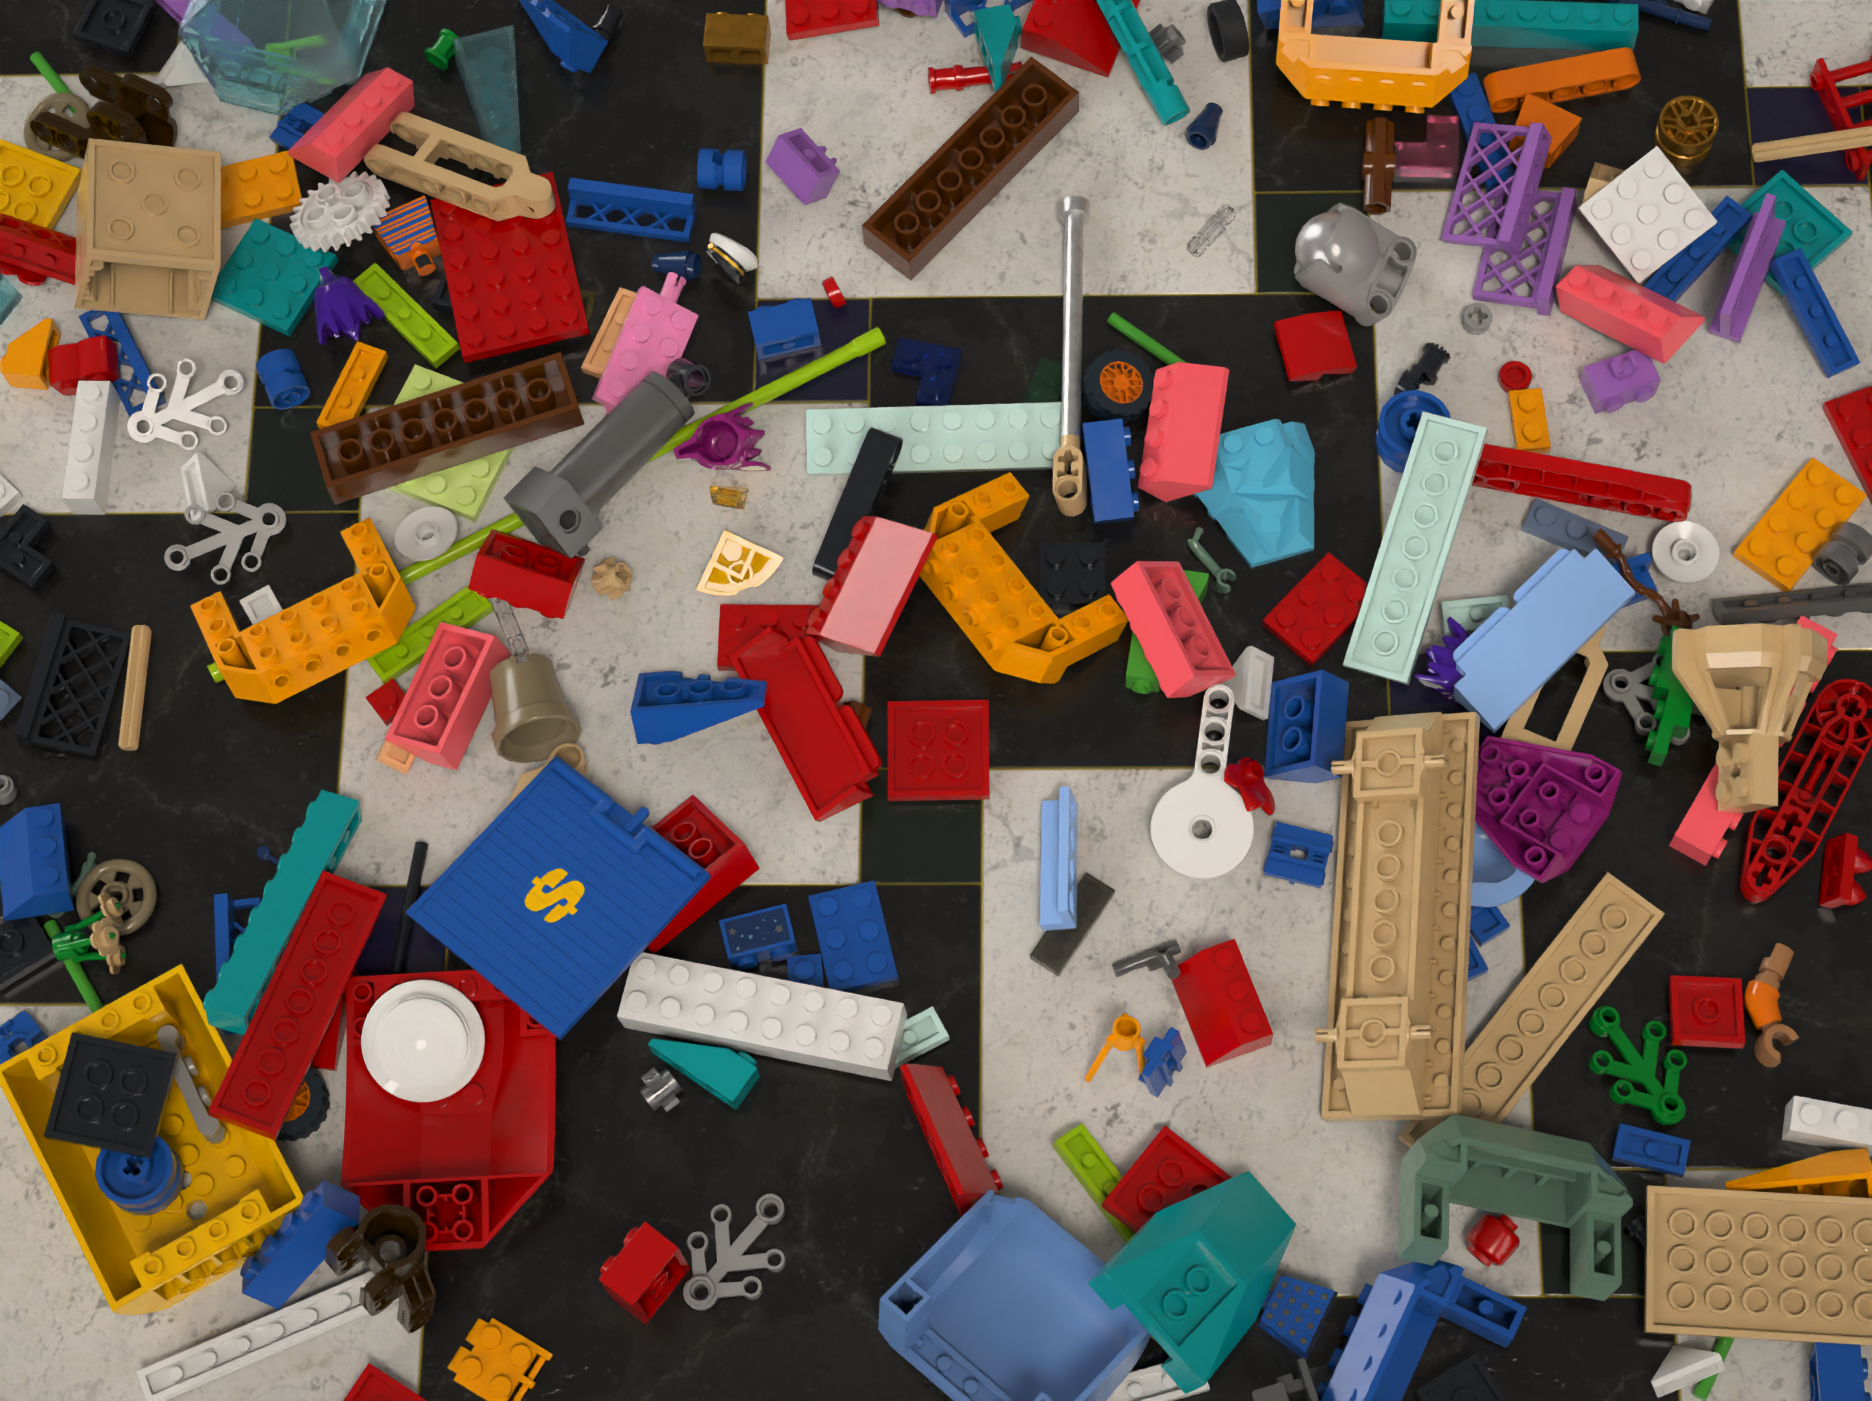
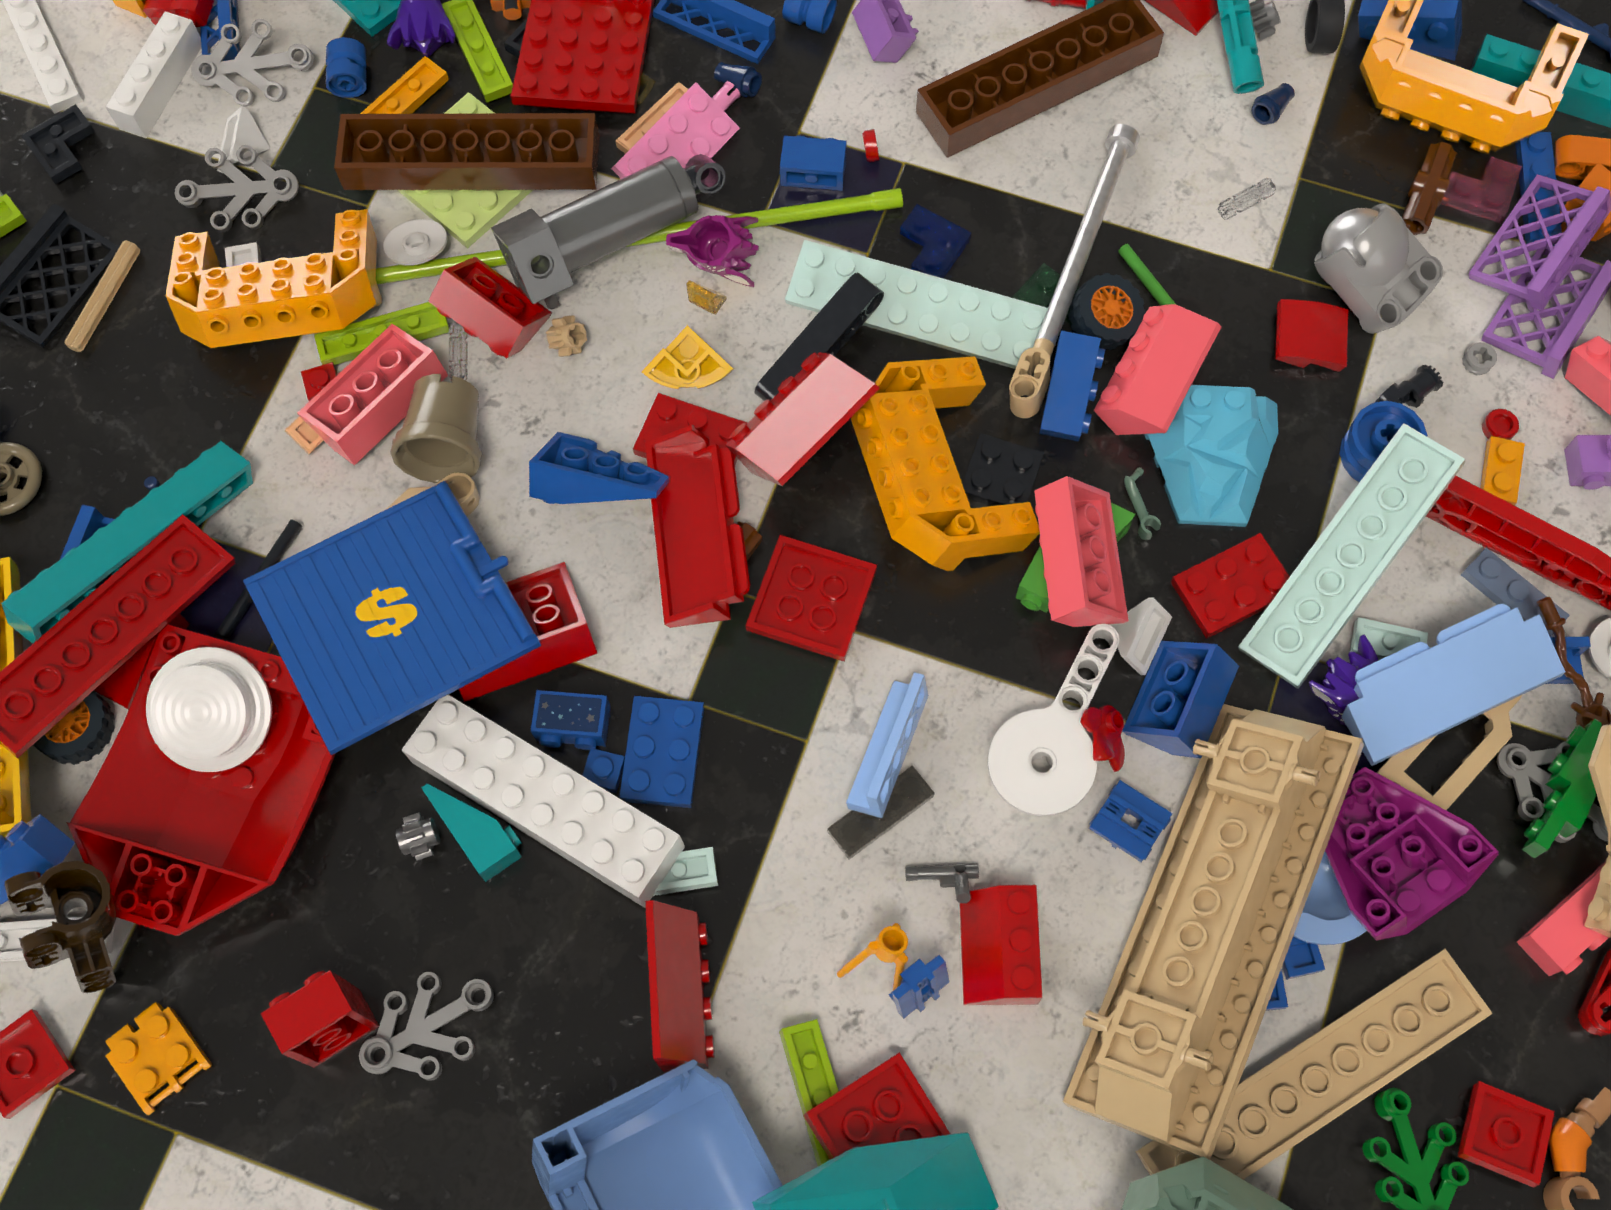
camera: 15 degrees right, 0 degrees up
(731, 256) = (788, 83): piece -> none

